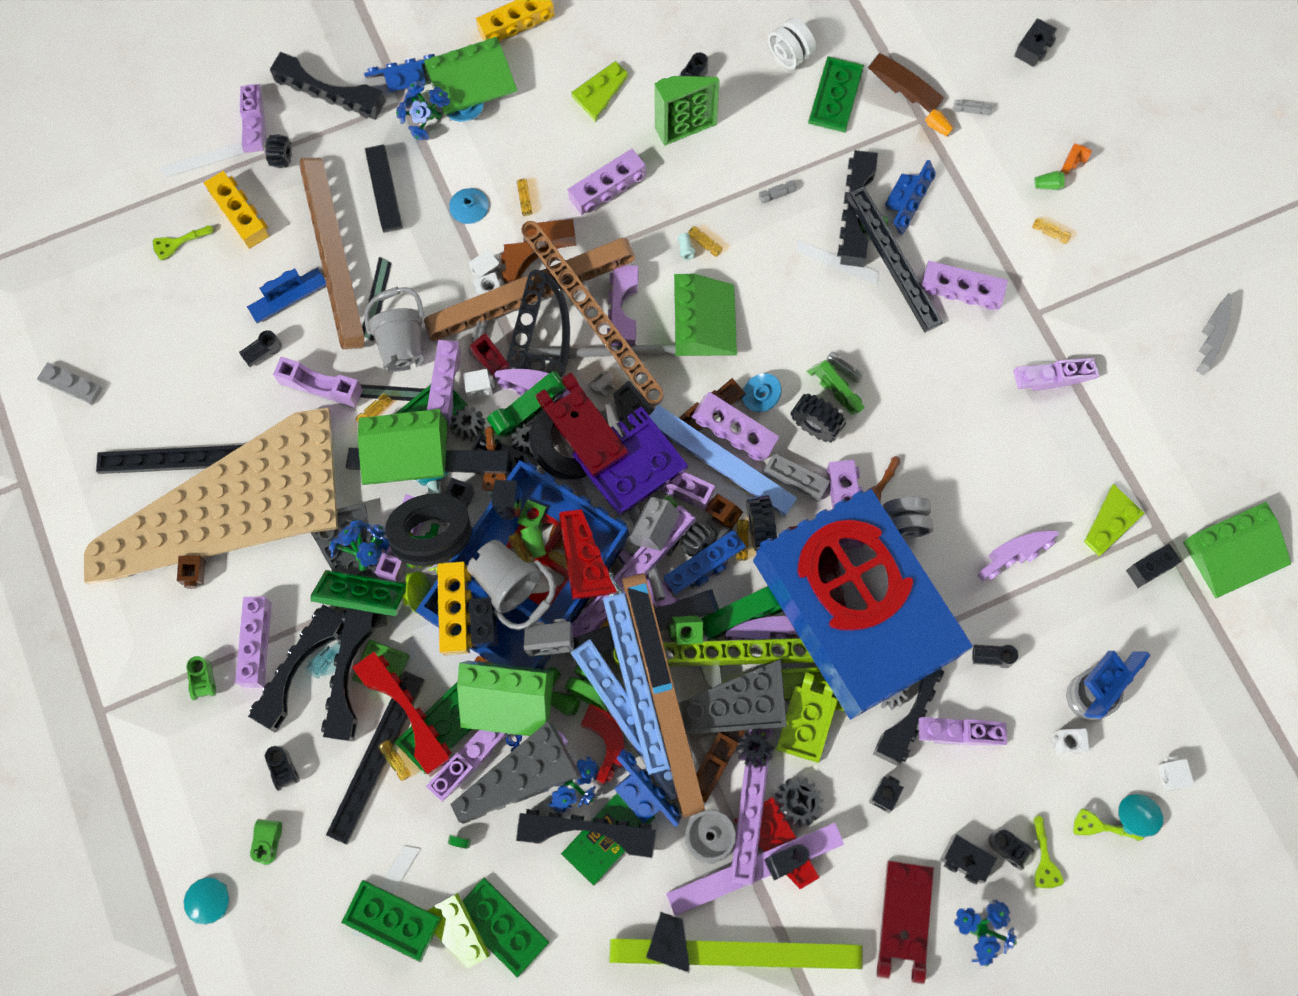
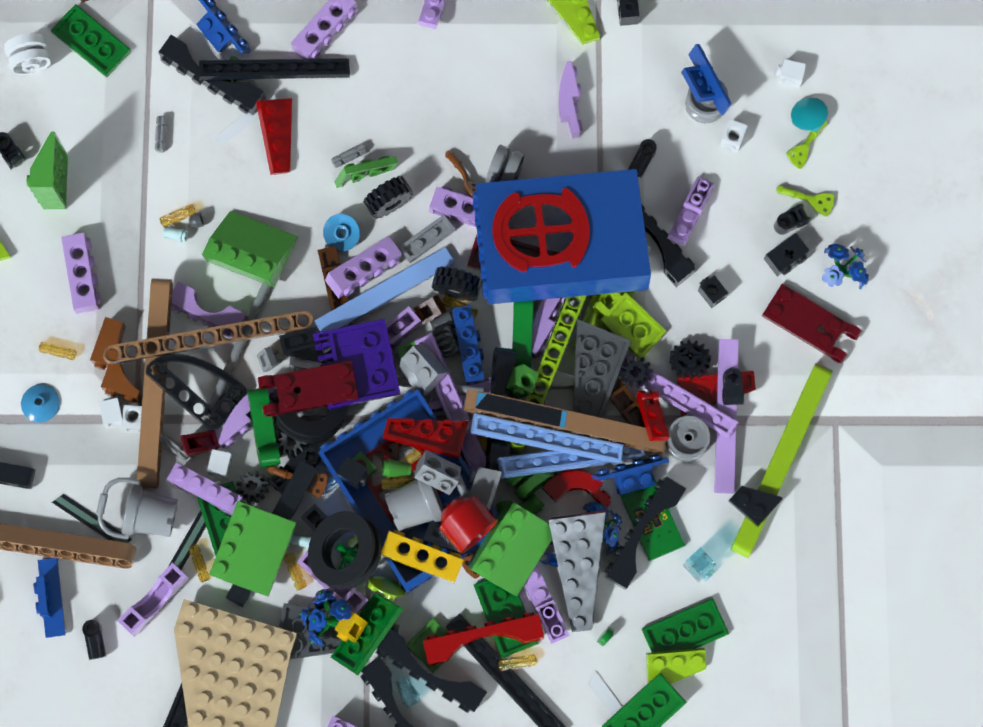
camera: 70 degrees left, 5 degrees up
(358, 575) = (351, 628): none -> yellow brick
(411, 490) = (295, 571): none -> clear yellow axle
(498, 631) = (466, 522): none -> red piece
(537, 577) = (437, 472): none -> light grey brick
(575, 911) = (700, 565): none -> clear light blue brick
(709, 259) = (196, 220): none -> dark grey hinge
(715, 786) = (652, 416): none -> red plate
(834, 288) = (275, 123): none -> red wing

